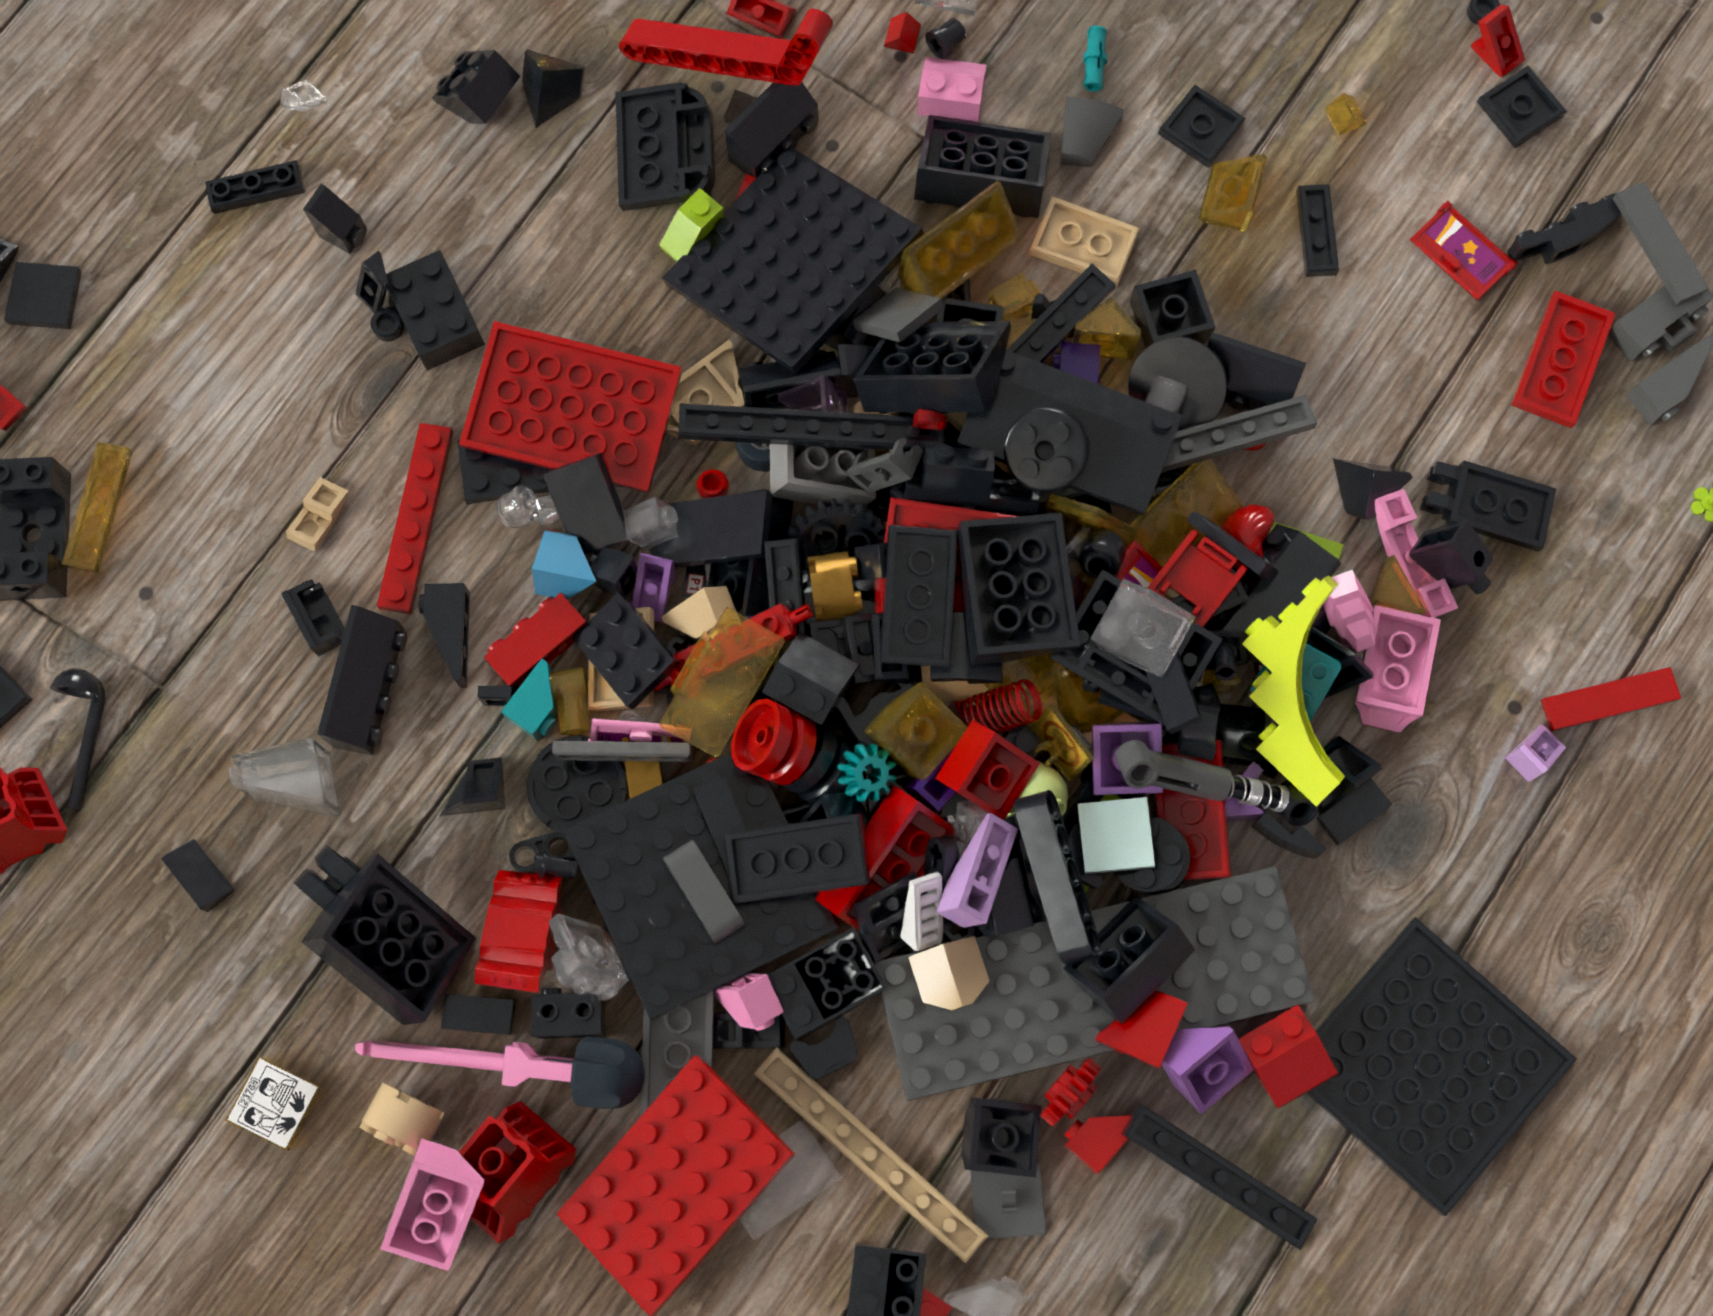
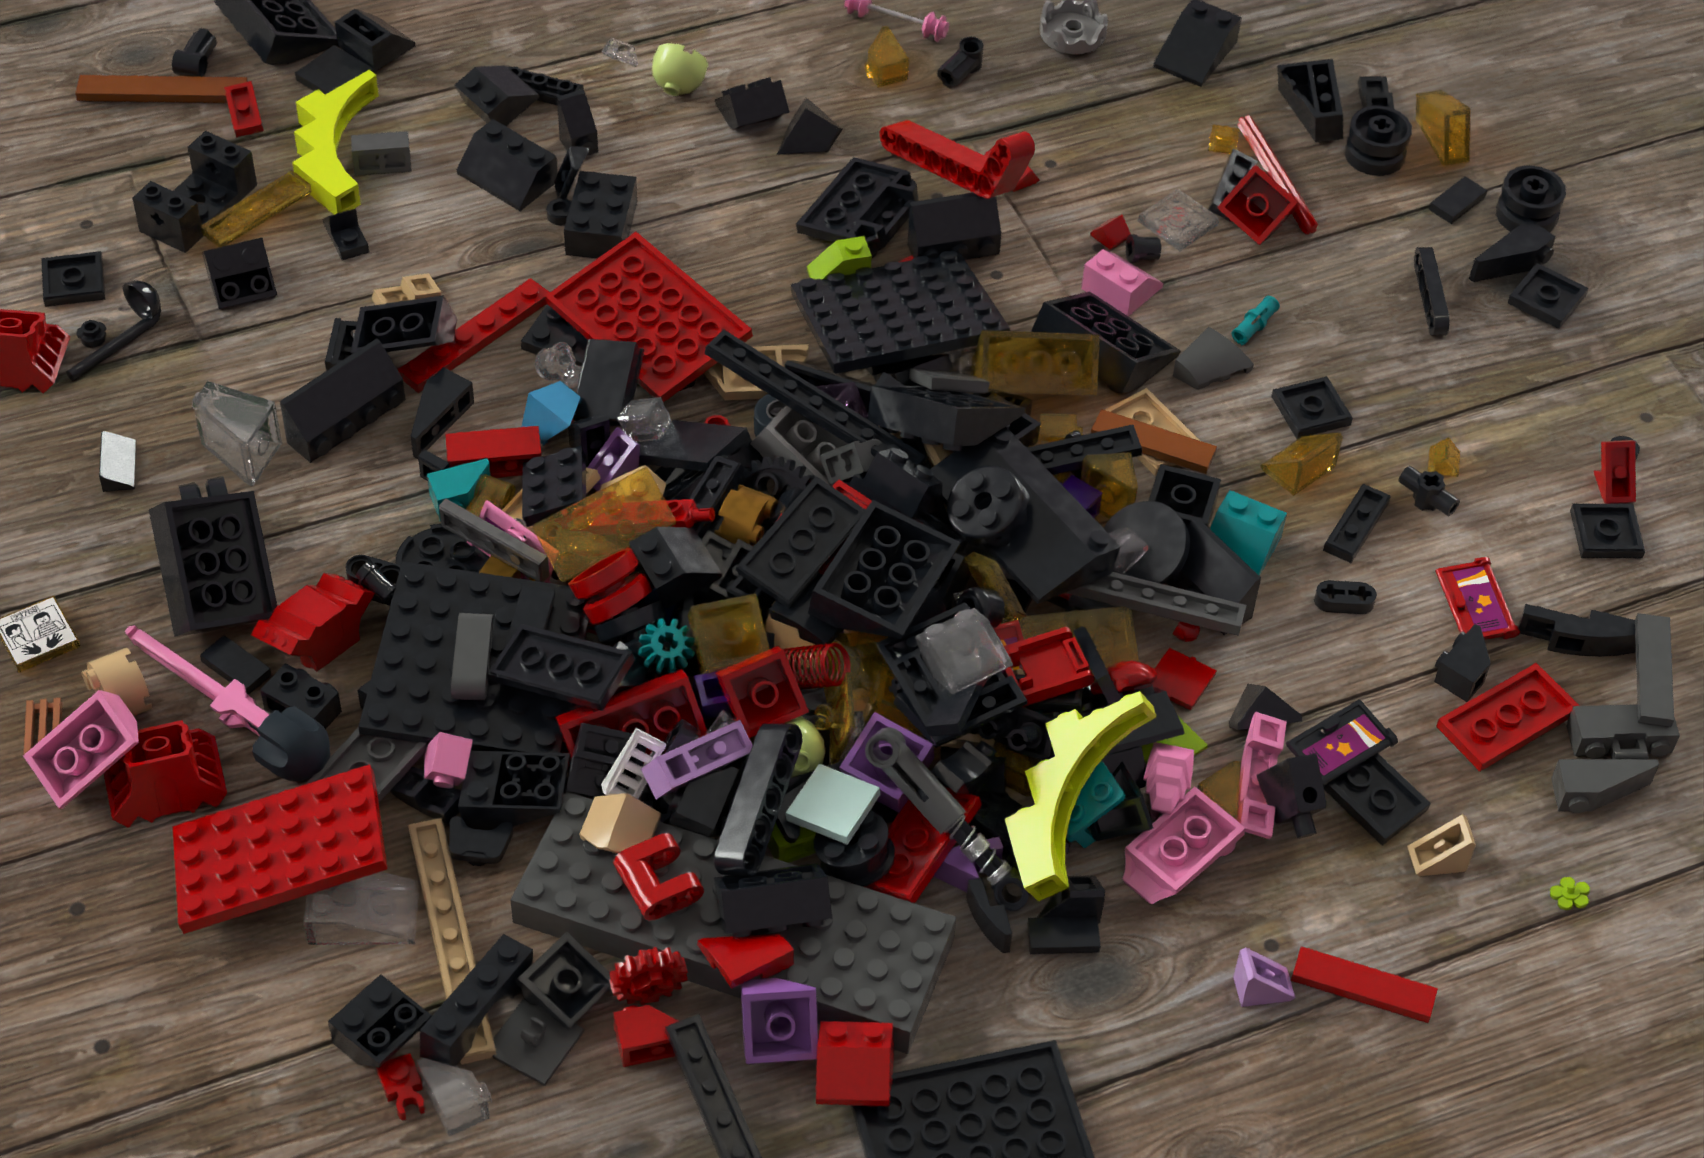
camera: 30 degrees right, 25 degrees down
(50, 232) = (370, 39): none -> black slope
(62, 753) = (92, 333): none -> black plate
(80, 357) = (317, 141): none -> neon yellow arch
(142, 592) = (239, 273): none -> black slope
(166, 365) = (381, 153): none -> dark grey hinge
(204, 479) = (346, 234): none -> black slope
(226, 226) = (495, 93): none -> black slope
(300, 305) = (508, 165): none -> black slope
(342, 1171) = (43, 709): none -> nougat tile
(359, 568) = (406, 324): none -> black slope
(379, 91) = (678, 70): none -> yellowish green cylinder
(479, 789) = (366, 523): black slope -> none
(586, 958) = (345, 654): clear plate -> none
(929, 420) = (911, 443): red tile -> none
(948, 1210) = (454, 1025): none -> black arch
(1016, 1018) = (652, 897): none -> red connector
(1105, 253) = (1161, 442): none -> dark orange tile
(1242, 305) = (1249, 528): none -> teal slope
(1280, 489) = (1182, 678): none -> red piece
(1354, 312) = (1345, 597): none -> black beam
(1370, 160) = (1429, 490): none -> black axle
(1464, 469) = (1350, 740): none -> door
(1500, 328) = (1465, 666): none -> black slope
(1596, 529) = (1444, 849): none -> tan slope

